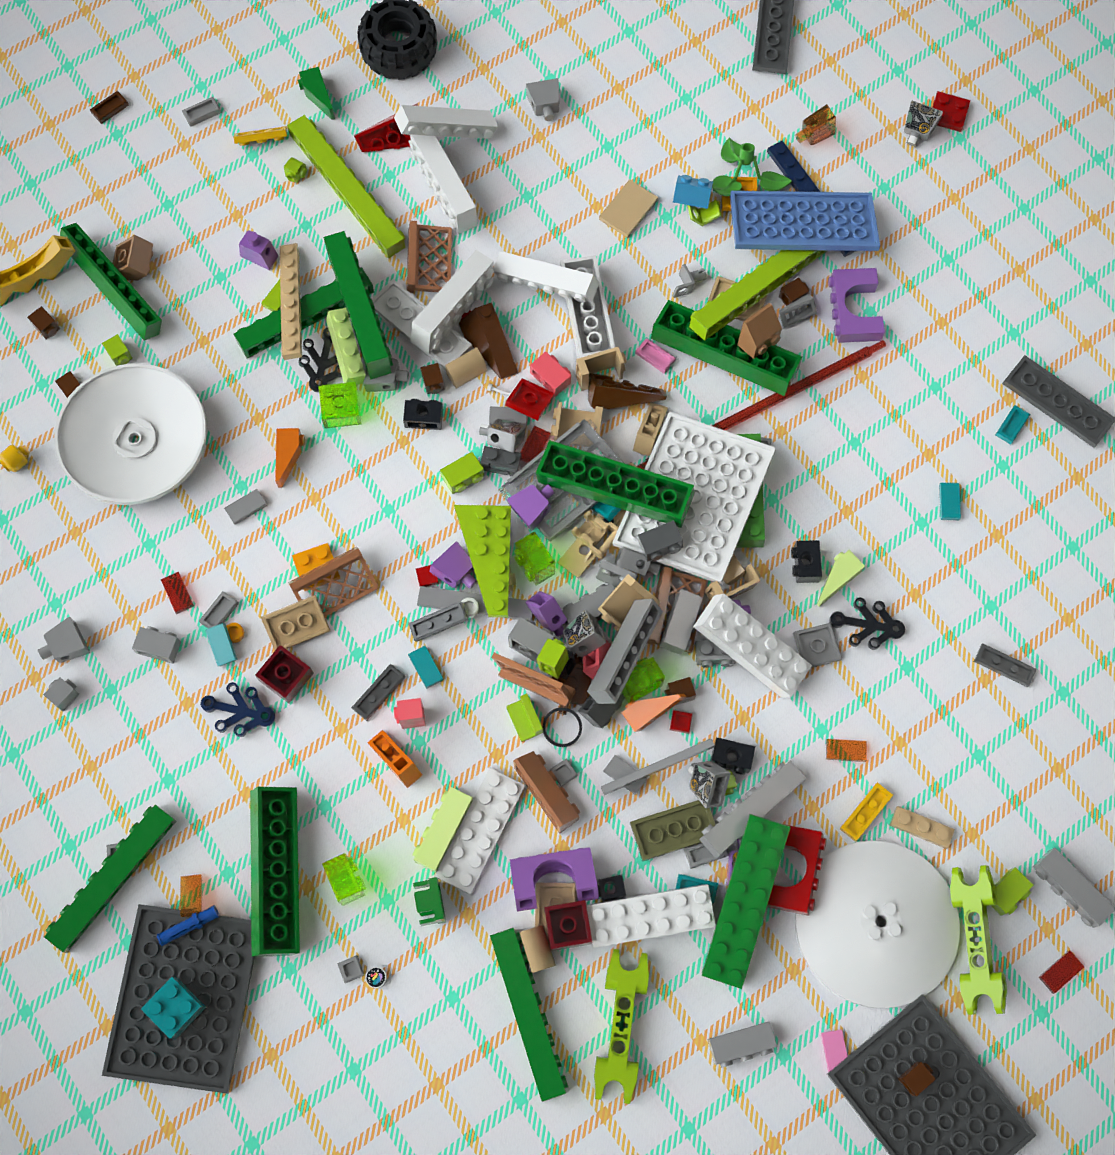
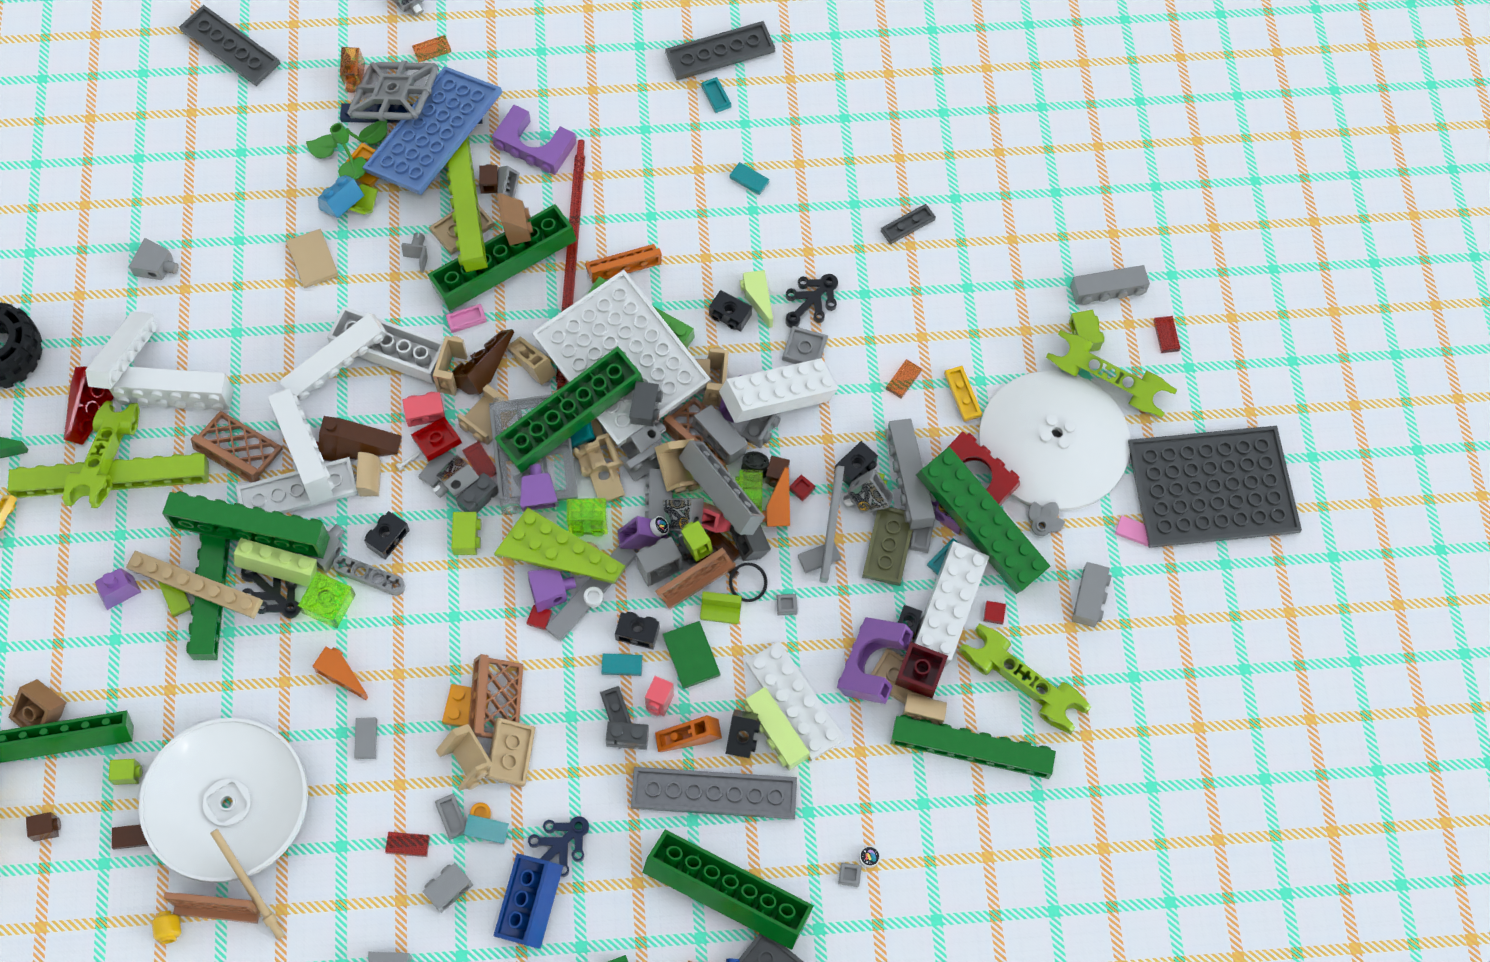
camera: 60 degrees left, 5 degrees down
(48, 481) = (213, 907): none -> nougat fence
(59, 526) = (268, 917): none -> tan bar
(177, 714) = (528, 901): none -> blue slope
(280, 581) = (468, 753): none -> tan panel
(284, 674) = (552, 786): dark red brick -> none
(295, 170) = (57, 511): lime plate -> none
(327, 172) = (93, 477): none -> lime piece
(343, 879) = (771, 832): clear neon green brick -> none
(357, 811) = (714, 793): none -> flat silver plate
(361, 708) = (627, 735): none -> dark grey brick
(382, 423) = (367, 578): none -> light grey beam
(418, 802) = (741, 745): none -> black brick
(429, 901) = (834, 770): green panel -> none
(432, 378) = (358, 508): reddish brown brick -> none
(438, 621) = (589, 629): tile -> none
(462, 672) = (645, 638): none -> black brick
(468, 718) = (691, 654): none -> green tile
(546, 791) = (796, 625): nougat slope -> none
(559, 621) = (659, 526): none -> tile
(670, 962) = (994, 612): none -> red tile
(674, 668) = (755, 461): none -> pearl dark grey wheel
(777, 439) = (629, 261): none -> orange fence
(794, 958) = (1046, 516): none -> light grey plate
(819, 169) = (393, 90): none -> light grey plate
(884, 174) = (431, 48): none -> clear orange tile
(917, 1078) = (1190, 480): reddish brown brick -> none
(922, 827) = (999, 362): tan plate -> none

